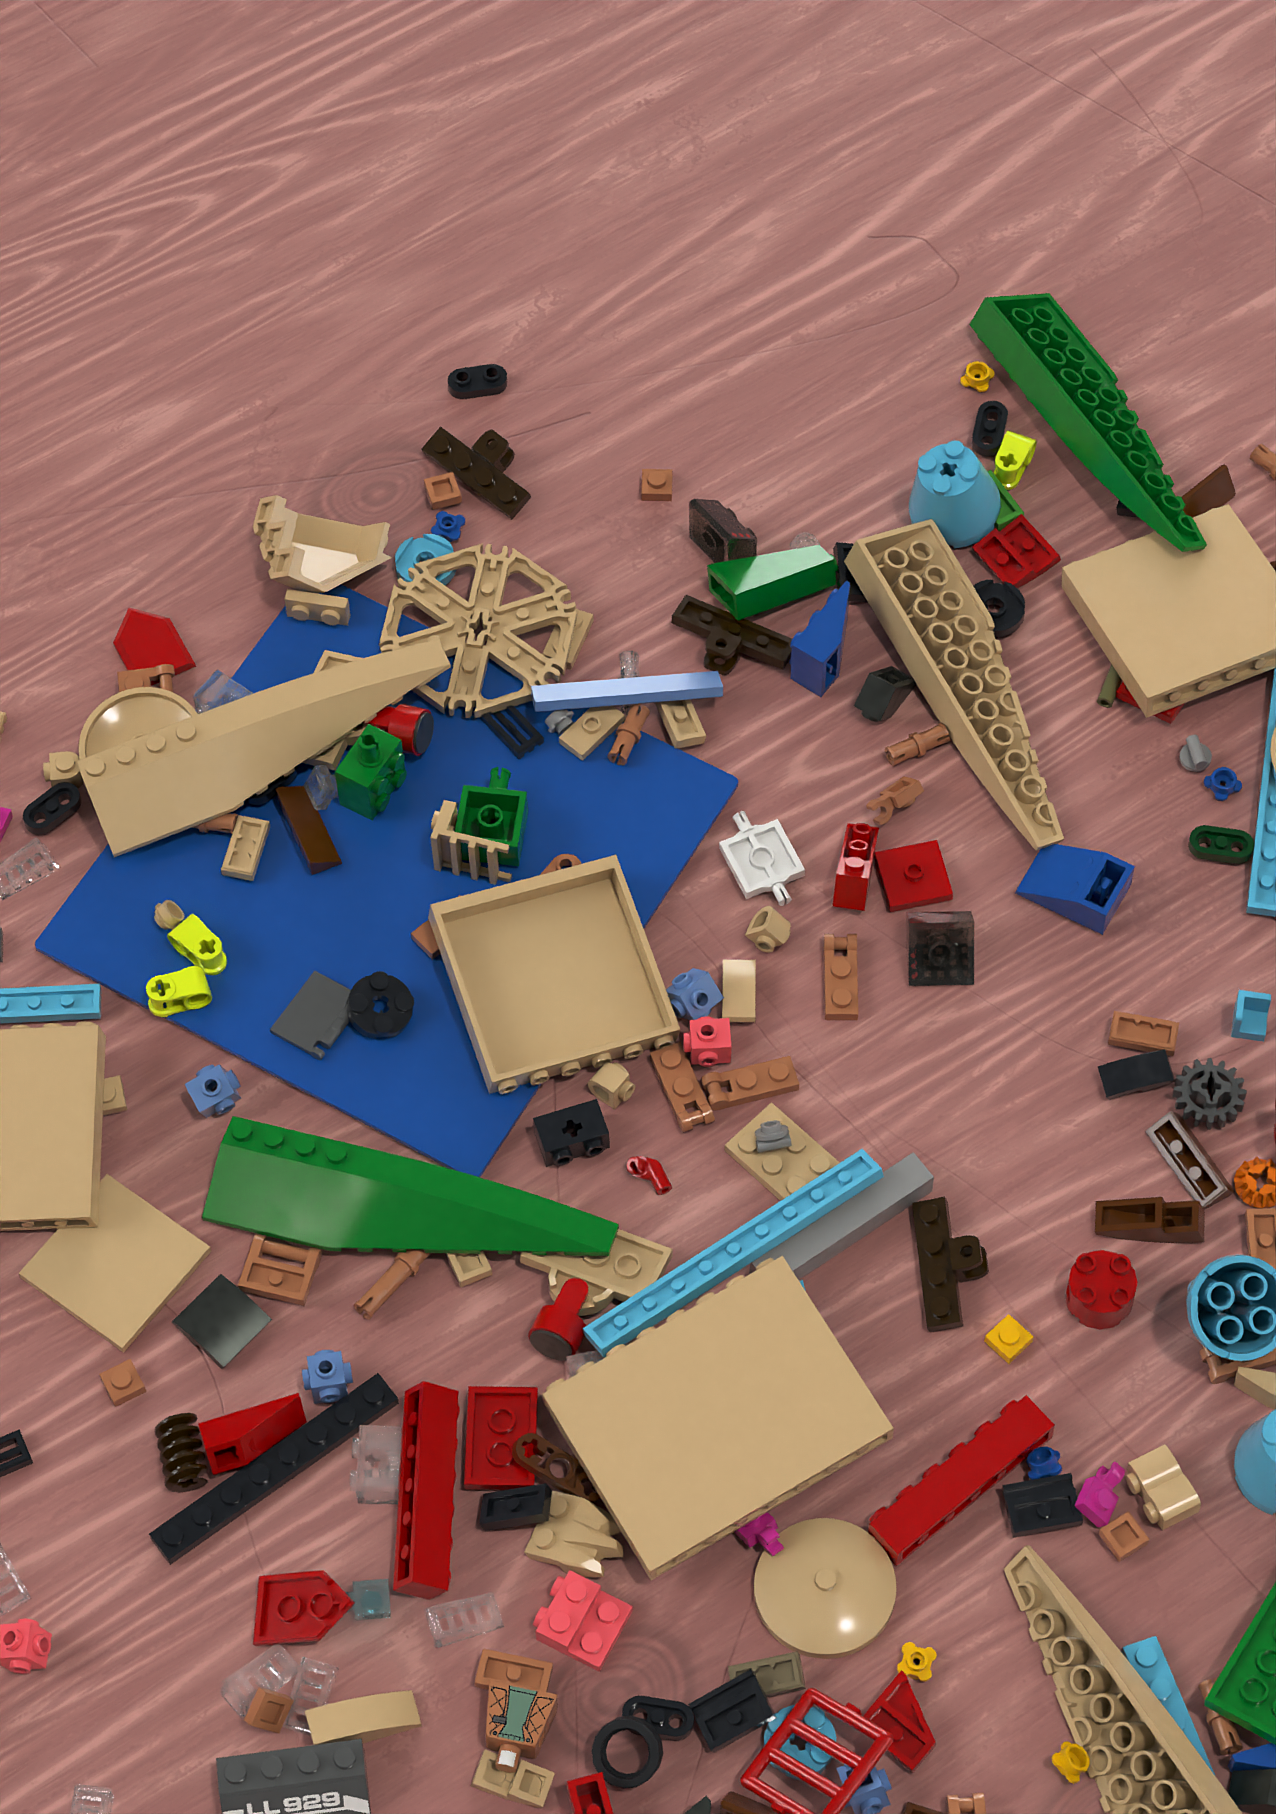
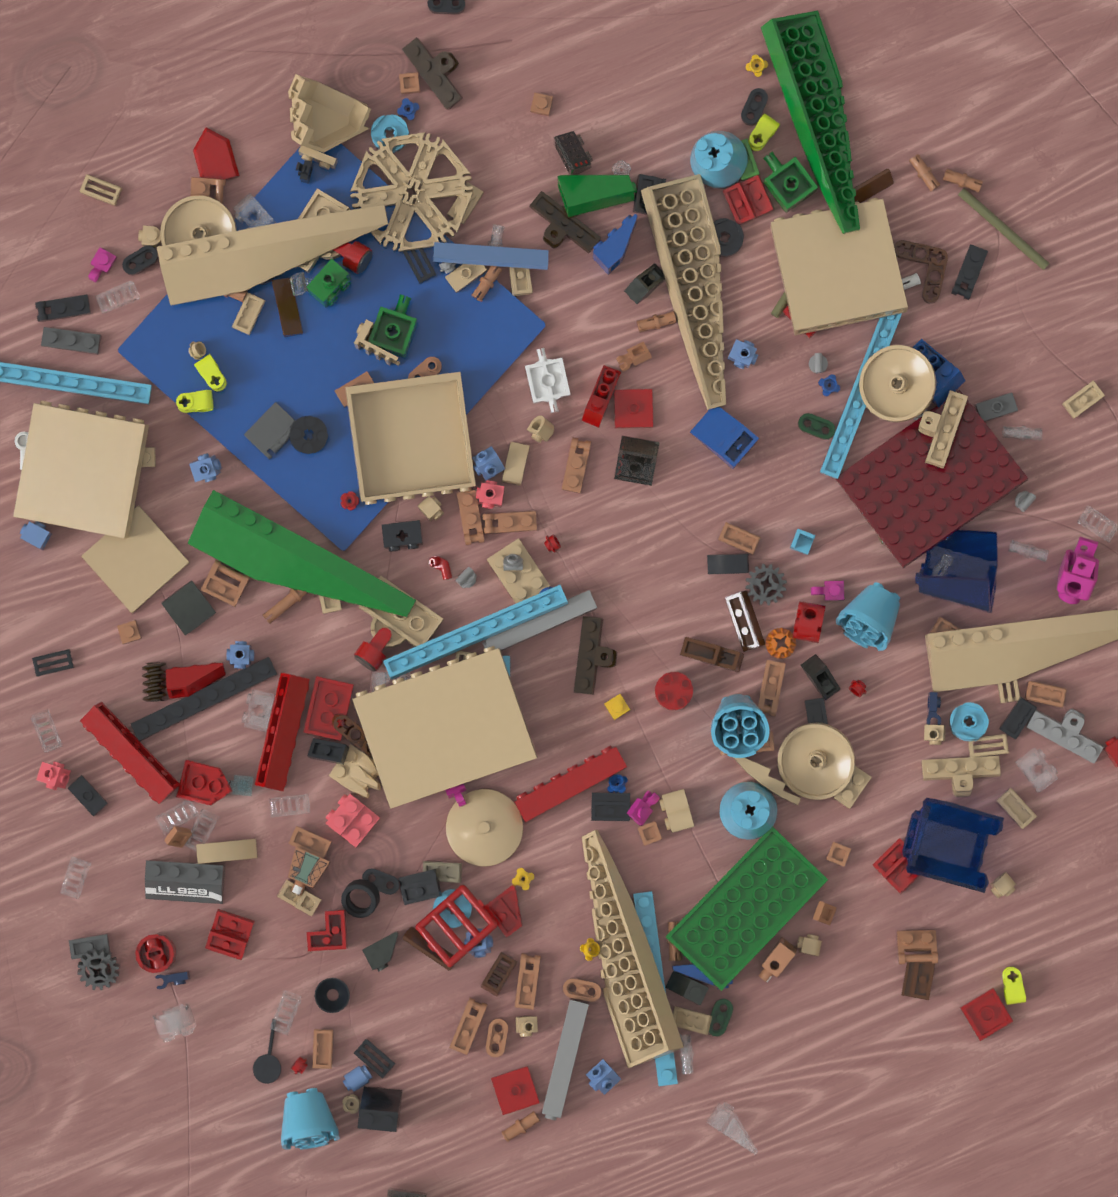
camera: 15 degrees right, 25 degrees up
(89, 1675) = (87, 795): none -> black plate
(156, 1580) = (129, 752): none -> red brick
(300, 627) = (304, 171): none -> black plate
(470, 1103) = (354, 500): none -> red plate
(697, 1180) = (467, 578): none -> light grey plate
(830, 1100) = (552, 543): none -> red plate
(1071, 759) = (743, 347): none -> medium blue brick
(1074, 513) = (790, 172): none -> green brick

